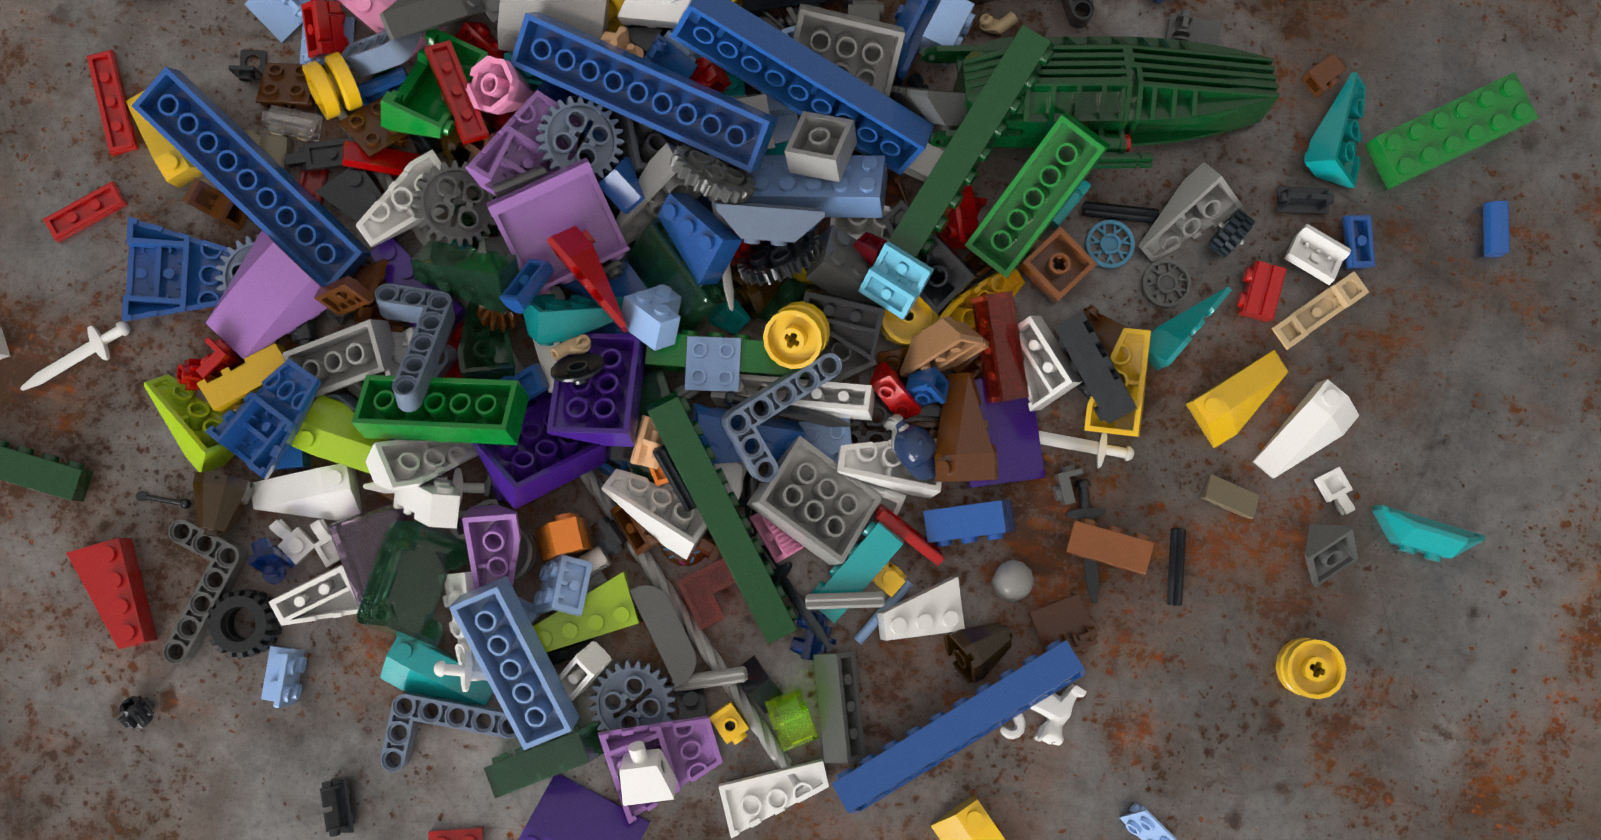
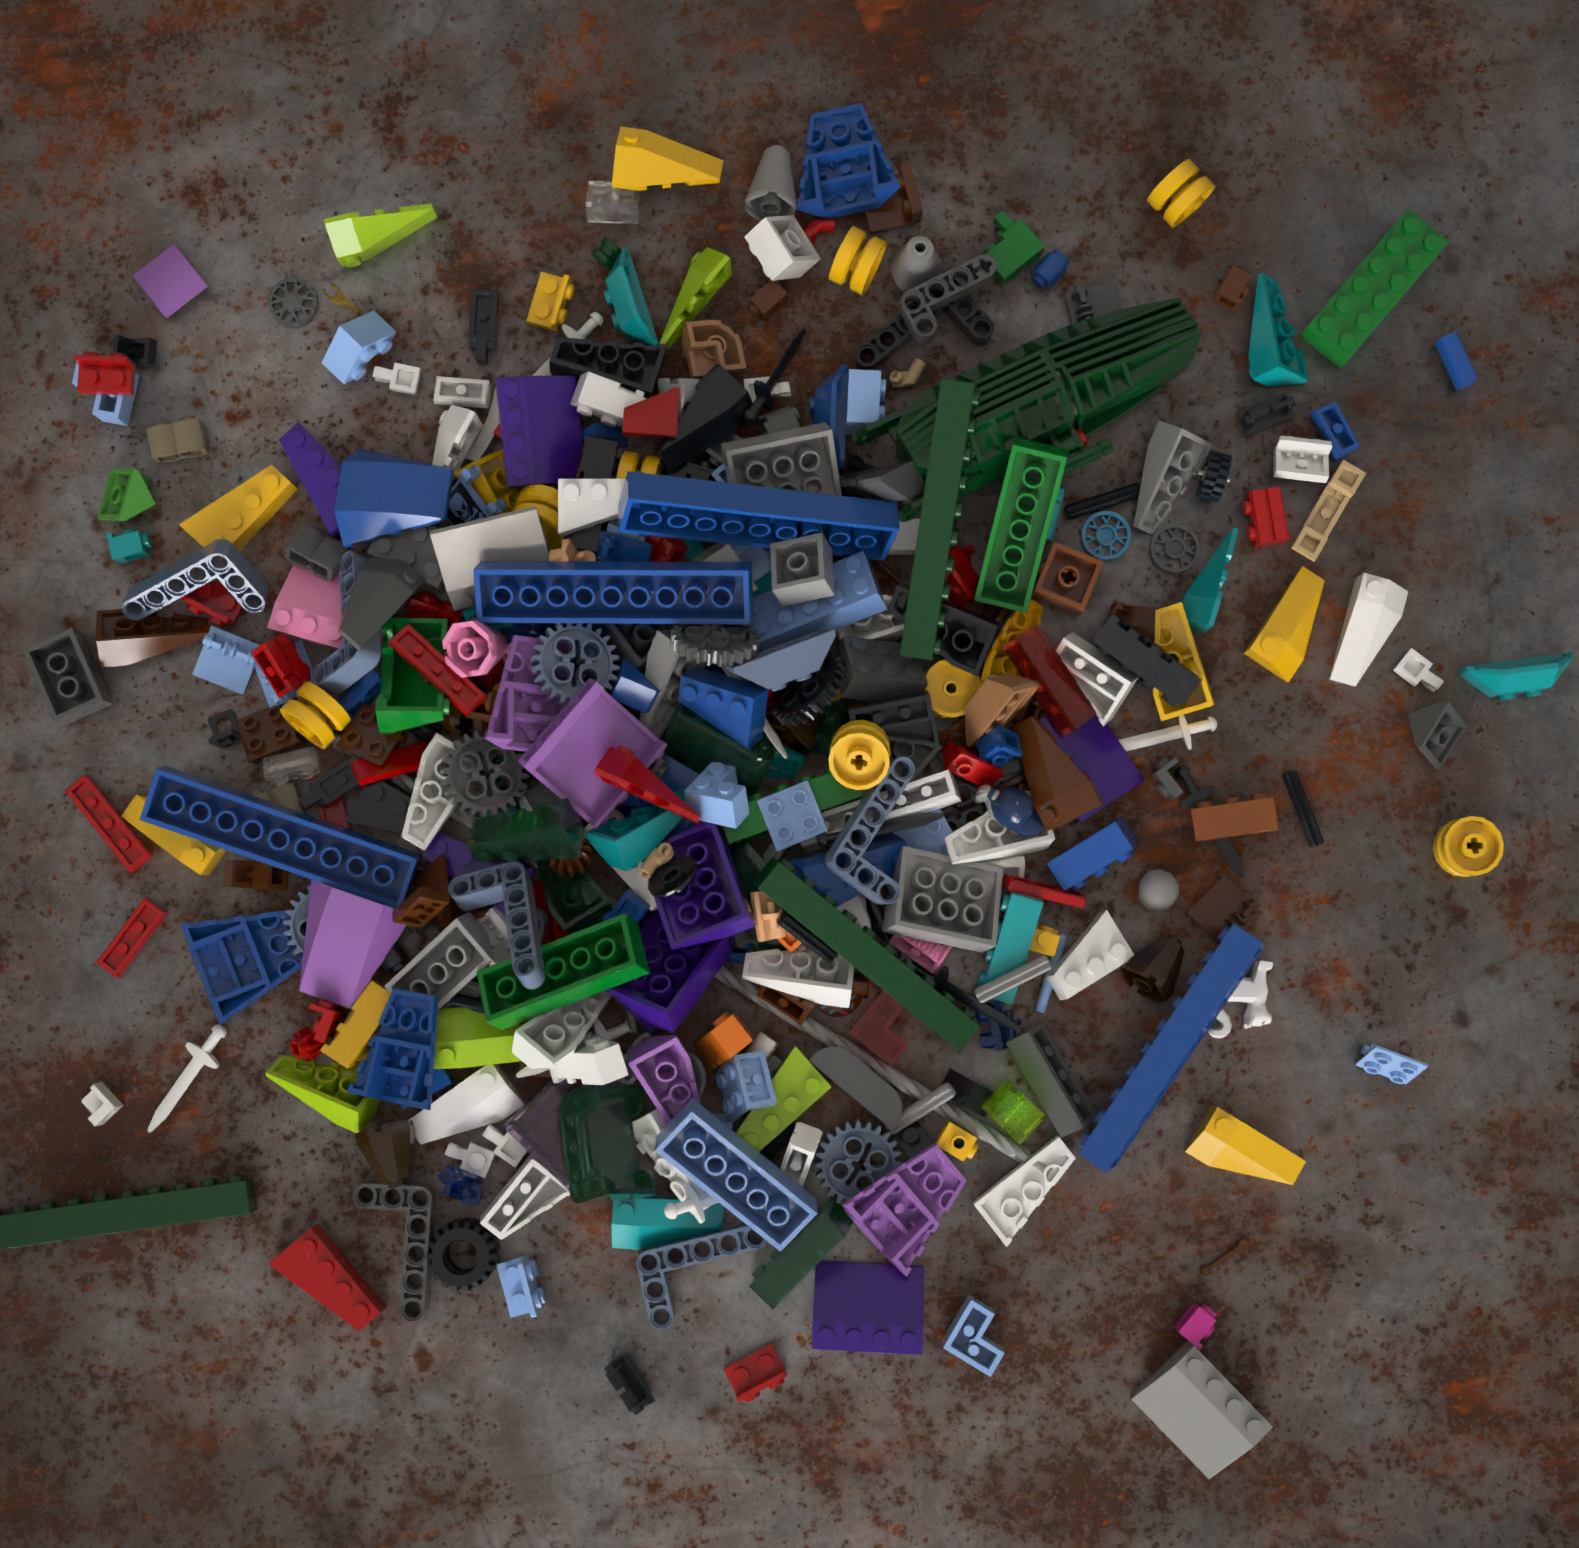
camera: 15 degrees left, 0 degrees up
(136, 712) = (400, 1383): black gear -> none
(143, 496) = (311, 1179): black hinge -> none
(515, 182) = (537, 727): dark grey slope -> none
(527, 285) = (589, 820): blue brick -> none
(608, 536) = (766, 1019): black brick -> none
(646, 776) = (903, 1224): white torso -> none
(869, 247) = (888, 641): dark red slope -> none
(895, 280) = (927, 662): medium azure slope -> none
(1230, 497) = (1323, 721): dark tan slope -> none

